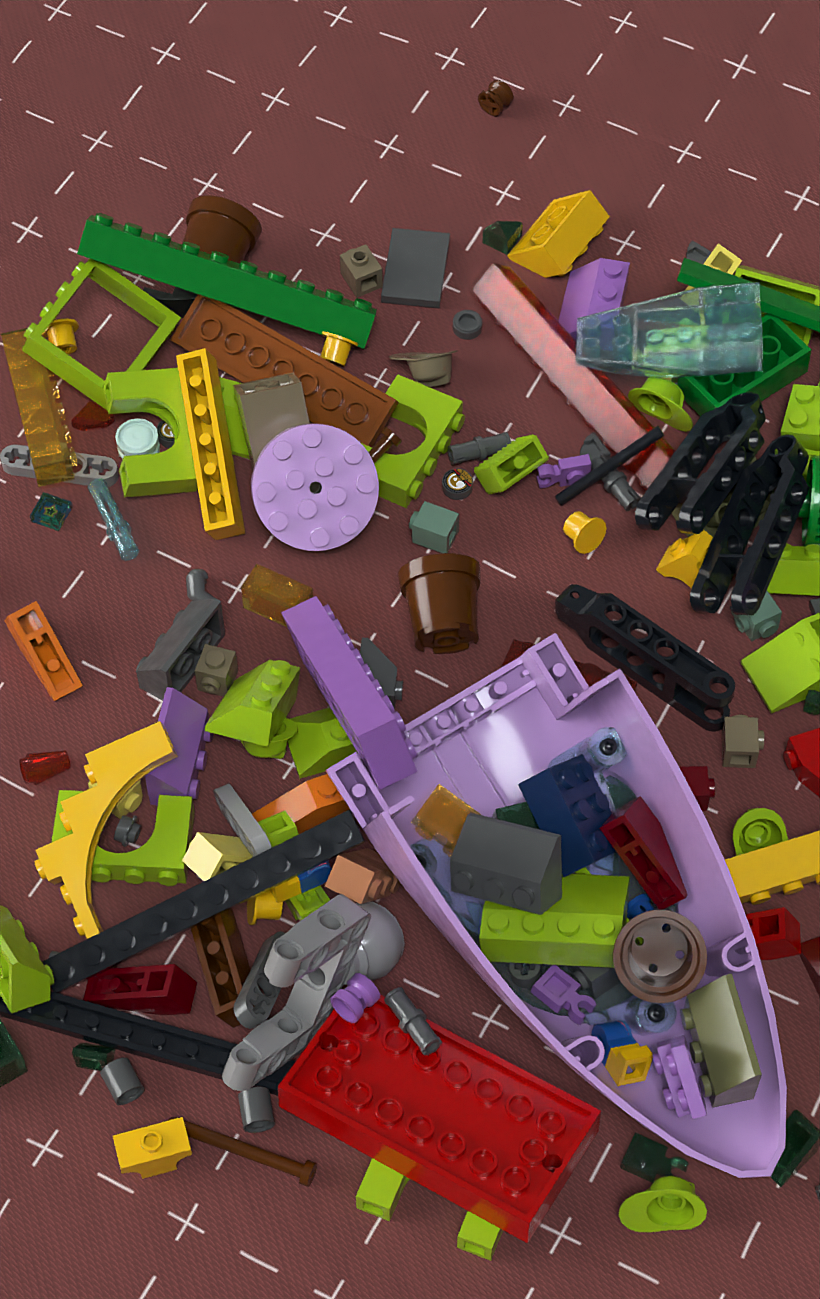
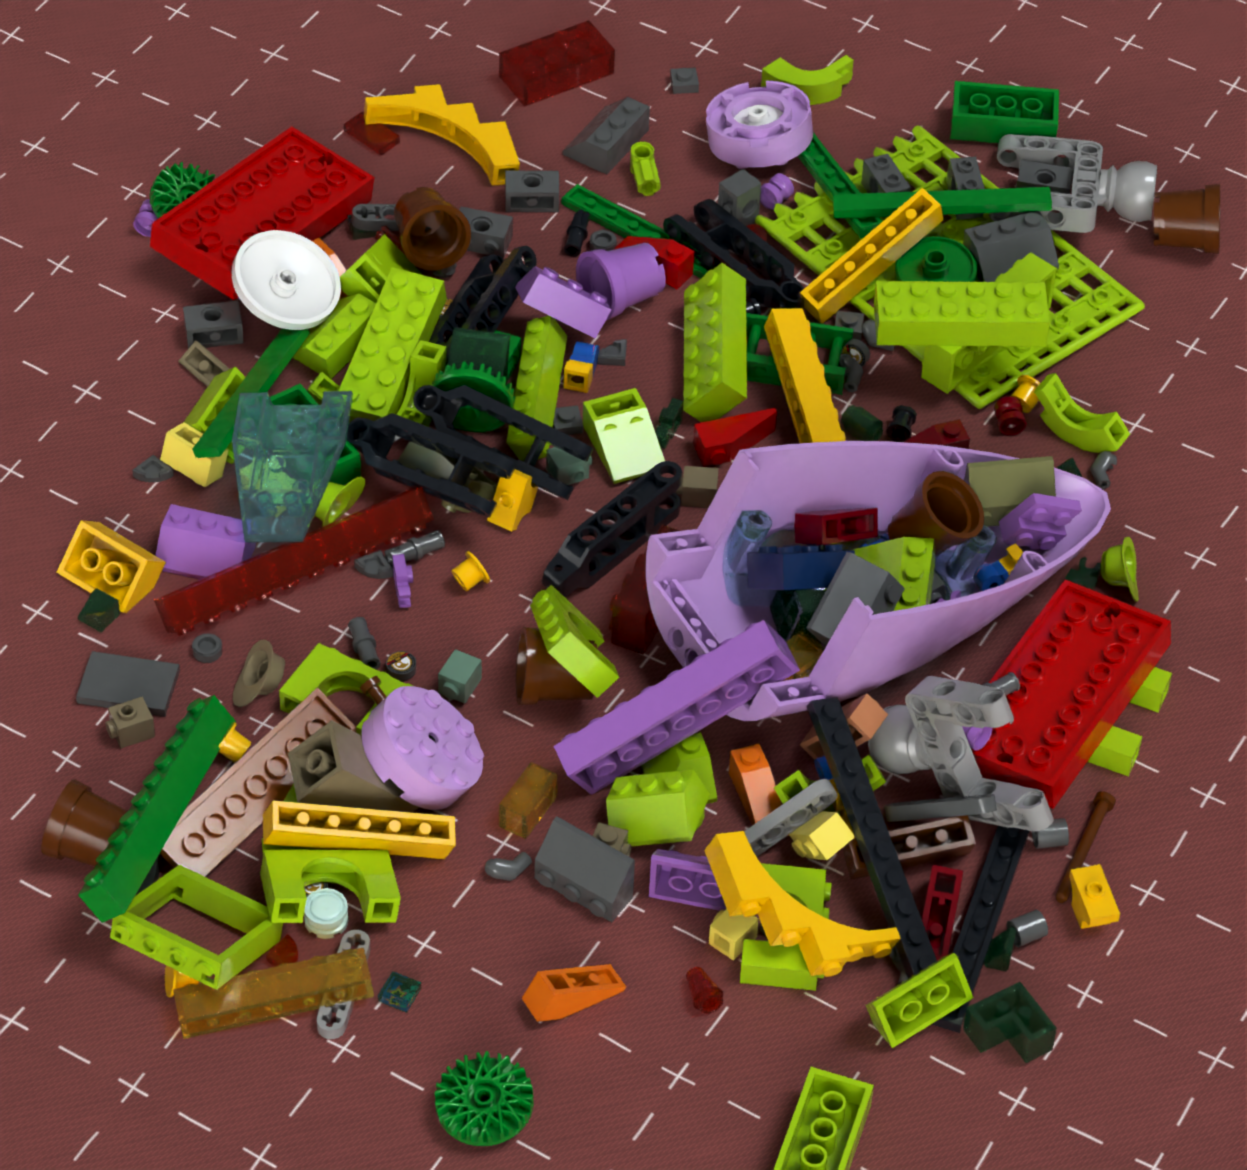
camera: 90 degrees left, 10 degrees down
(124, 544) = (432, 930): clear light blue pin -> none
(426, 583) = (567, 637): none -> lime arch
(511, 464) = (393, 616): lime brick -> none
(609, 465) = (408, 540): black bar -> none

